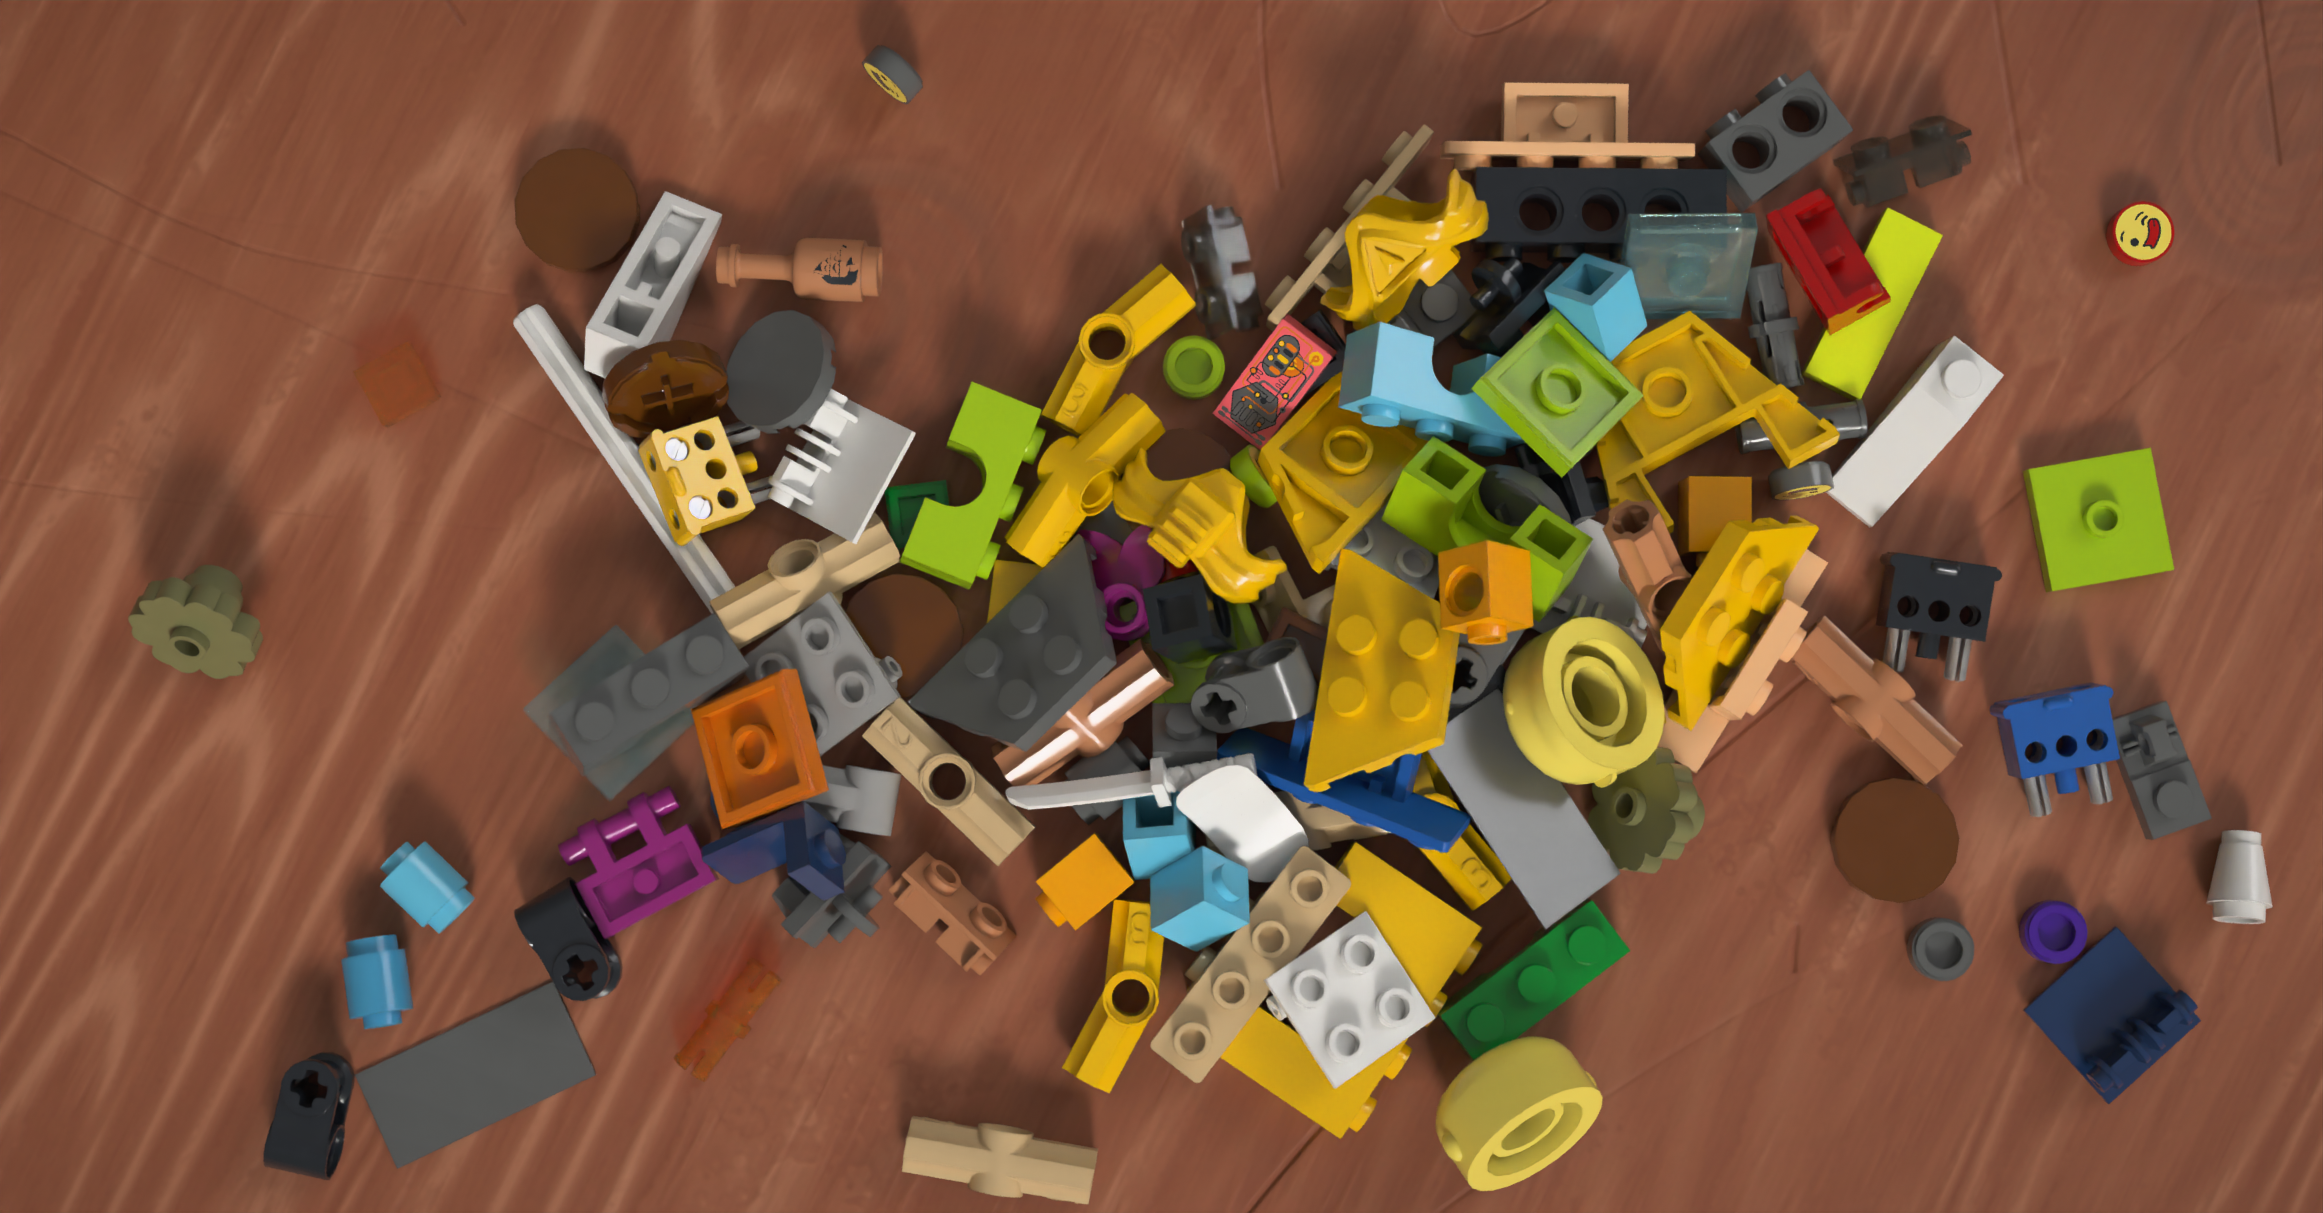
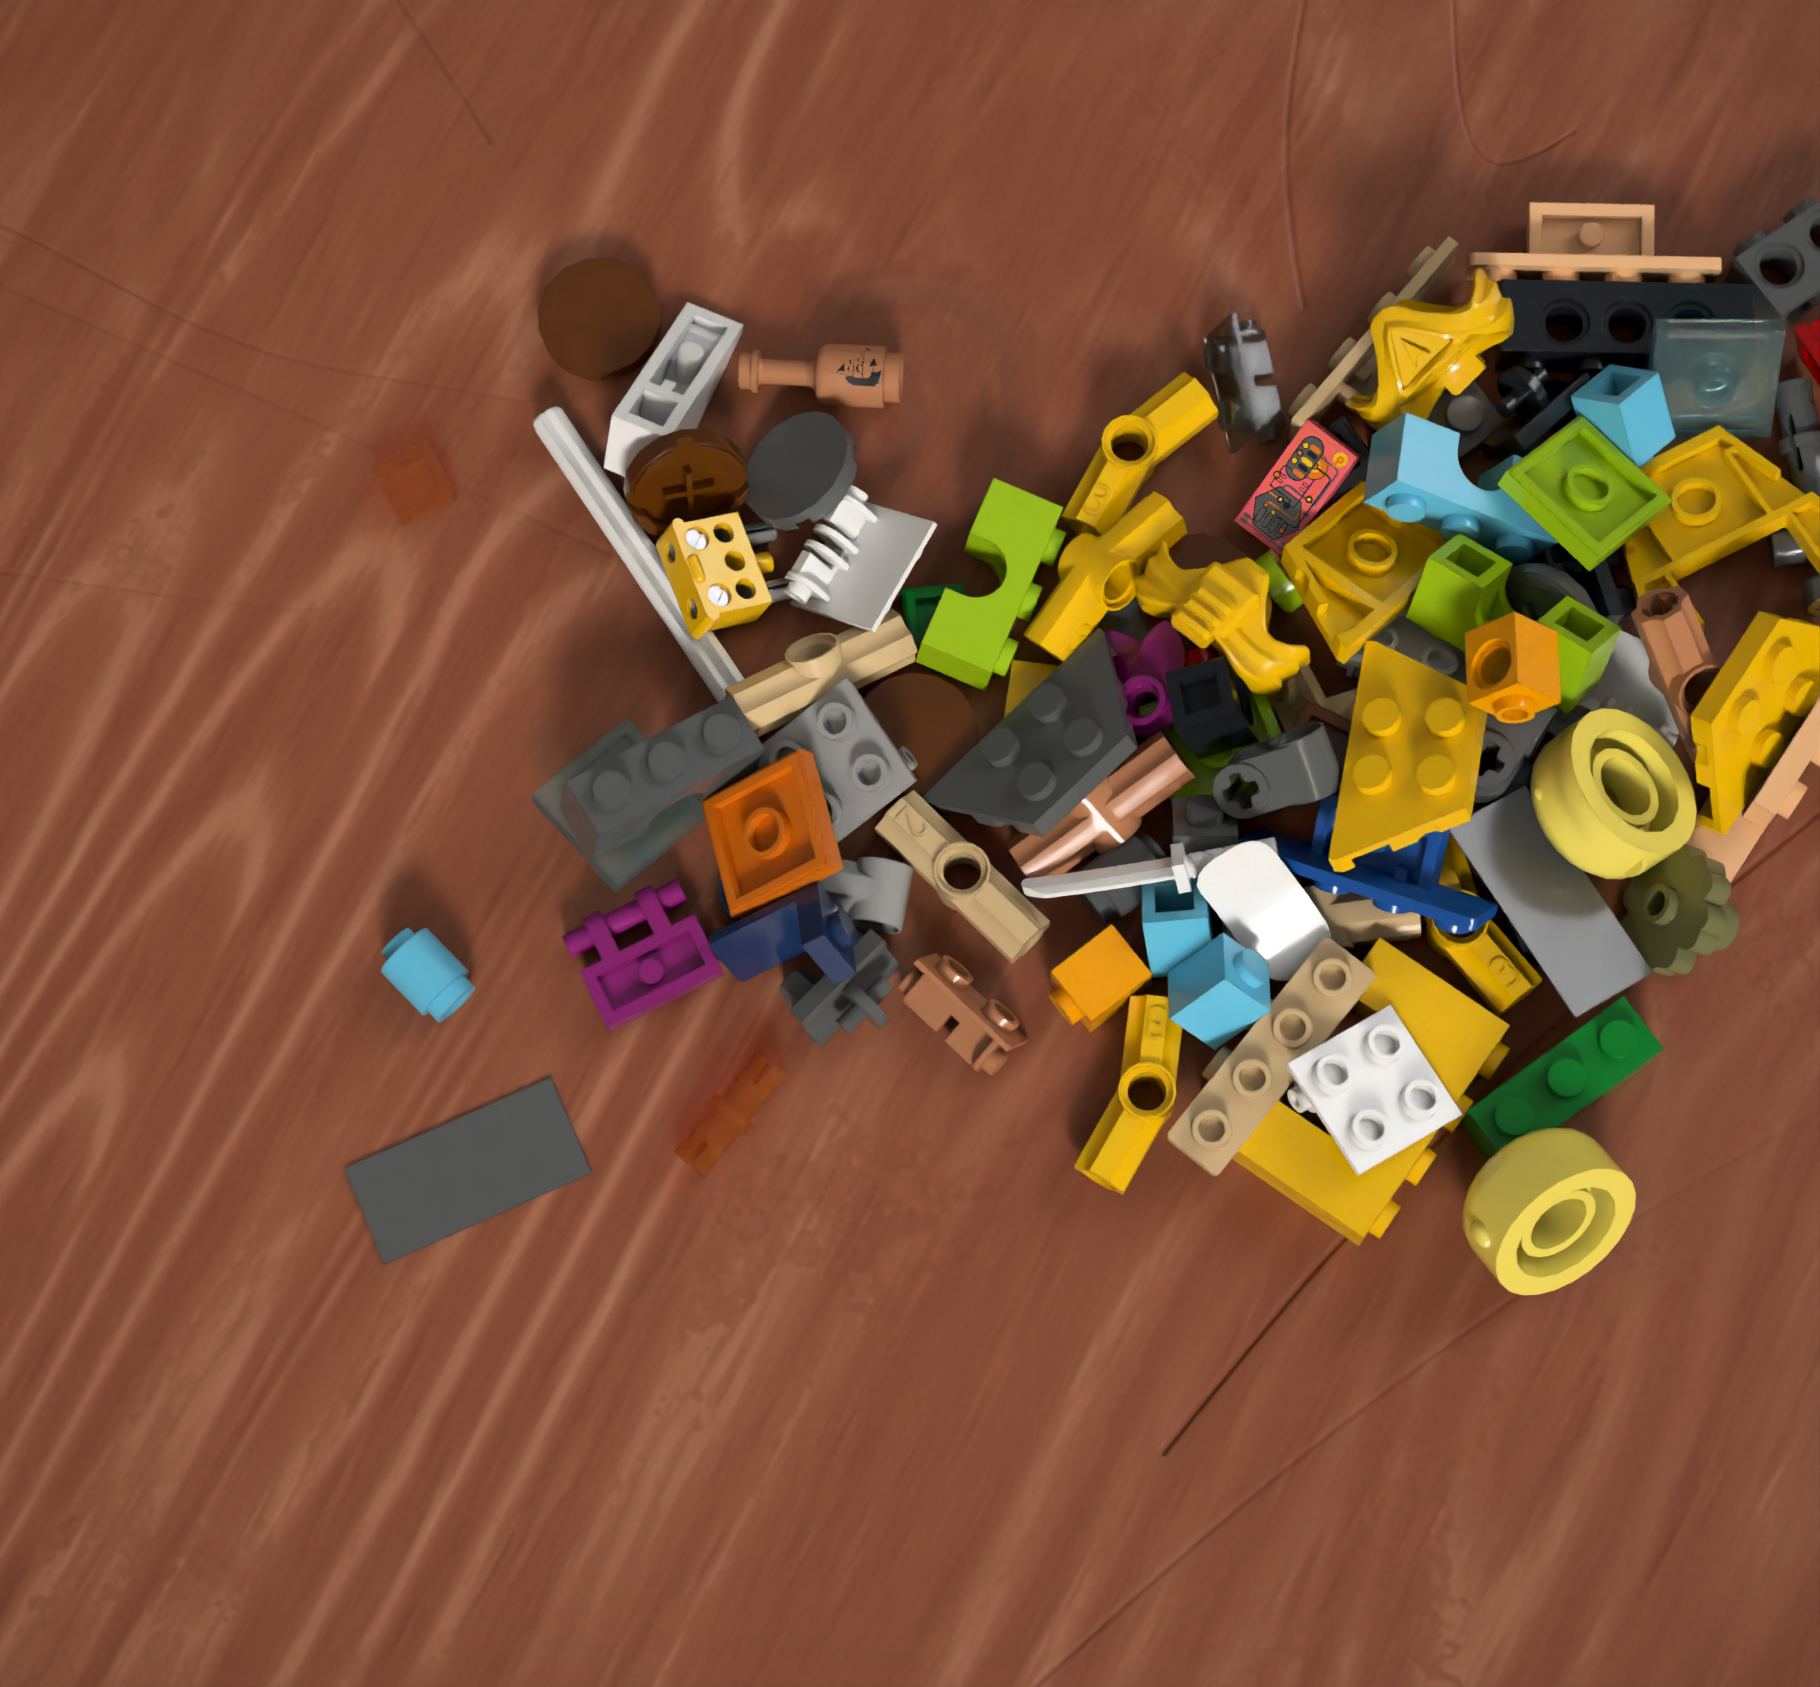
camera: 10 degrees right, 10 degrees down
(198, 623) = (208, 707): olive plant -> none
(308, 1127) = (297, 1211): black piece -> none
(376, 981) = (373, 1067): dark azure brick -> none
(564, 937) = (569, 1025): black piece -> none
(893, 74) = (918, 190): dark grey tile -> none
(999, 1160) = (1008, 1261): tan piece -> none
(1193, 367) = (1215, 478): lime tile -> none
(1706, 508) = (1734, 608): light orange brick -> none

